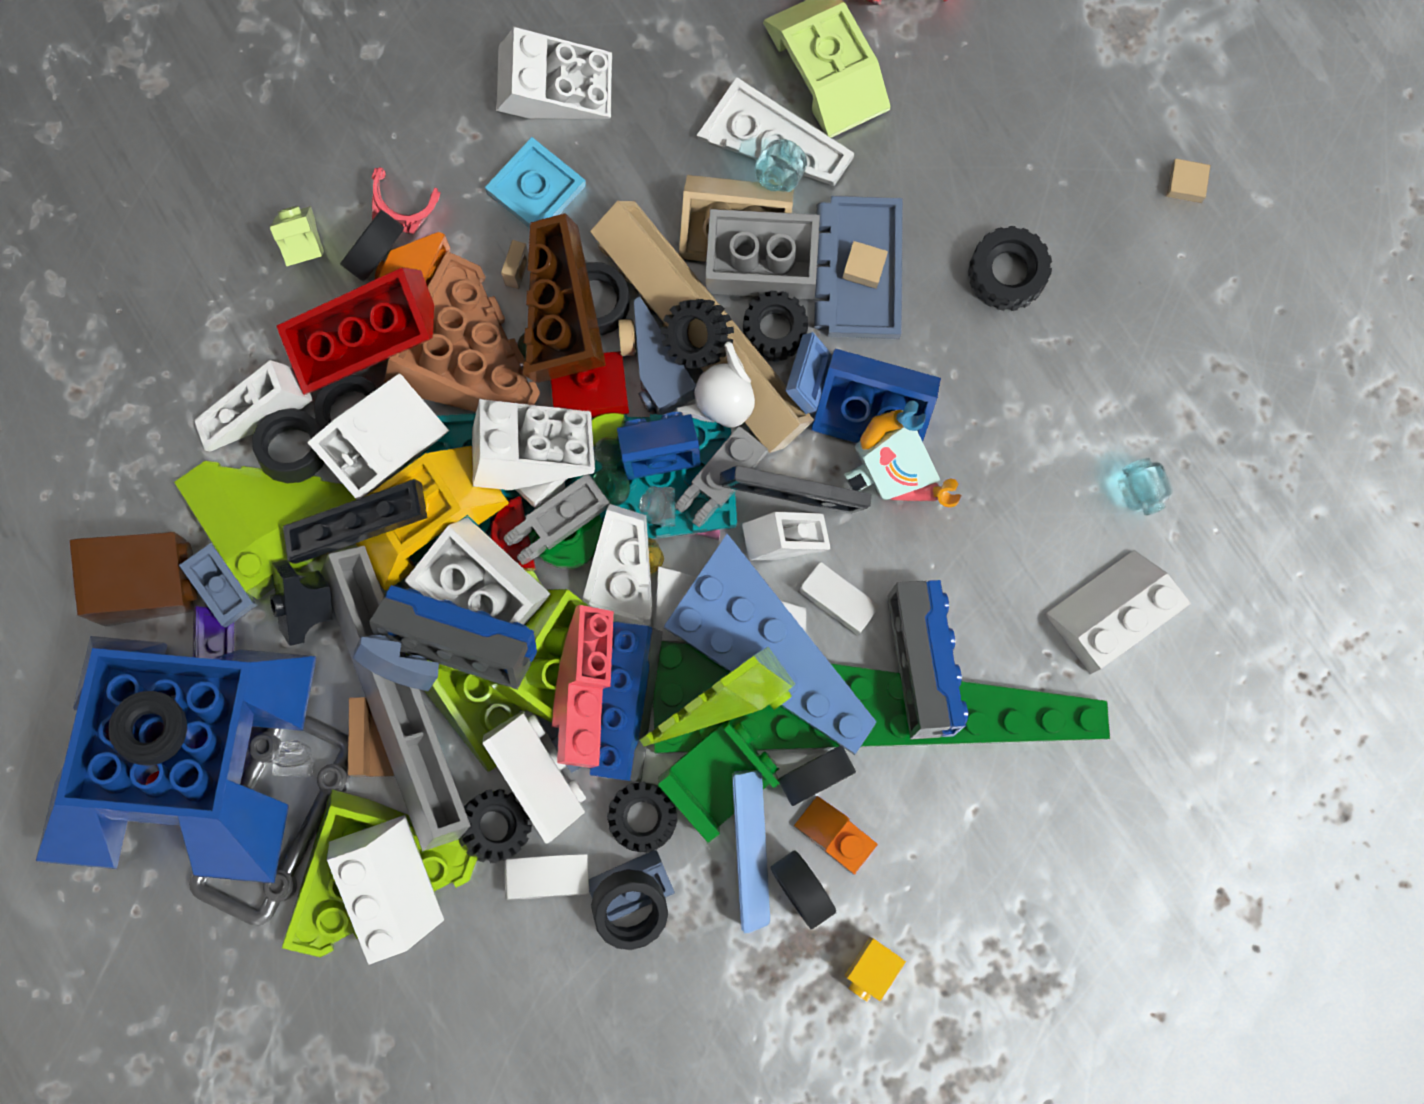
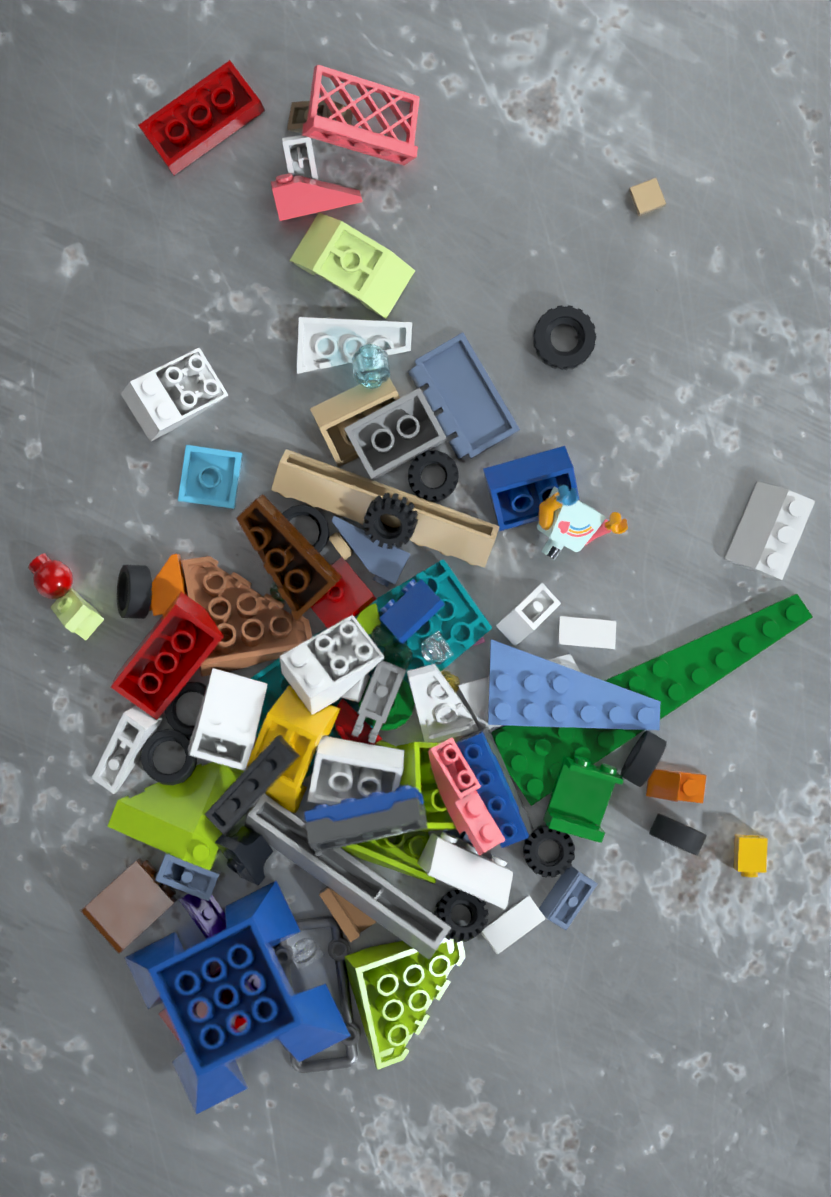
camera: 30 degrees left, 10 degrees up
(130, 711) = (237, 1005): black tyre -> none
(297, 182) = (51, 577): none -> red piece
(384, 659) = (332, 859): sand blue slope -> none
(384, 888) = (419, 995): white slope -> none
(410, 222) = (141, 556): coral helmet -> none
(515, 264) = (234, 542): tan tile -> none
(637, 935) = (594, 920): black tyre -> none
(723, 393) = (432, 551): white piece -> none
(738, 450) = (464, 601): light grey hinge -> none
(739, 693) = (564, 741): lime slope -> none
(751, 850) = (629, 829): light blue slope -> none
(794, 489) = (518, 584): black tile -> none
(809, 373) = (477, 498): medium blue tile -> none
(865, 264) = (467, 396): tan tile -> none
(927, 659) = (667, 640): dark grey piece -> none
(1145, 486) = (740, 435): clear light blue head -> none

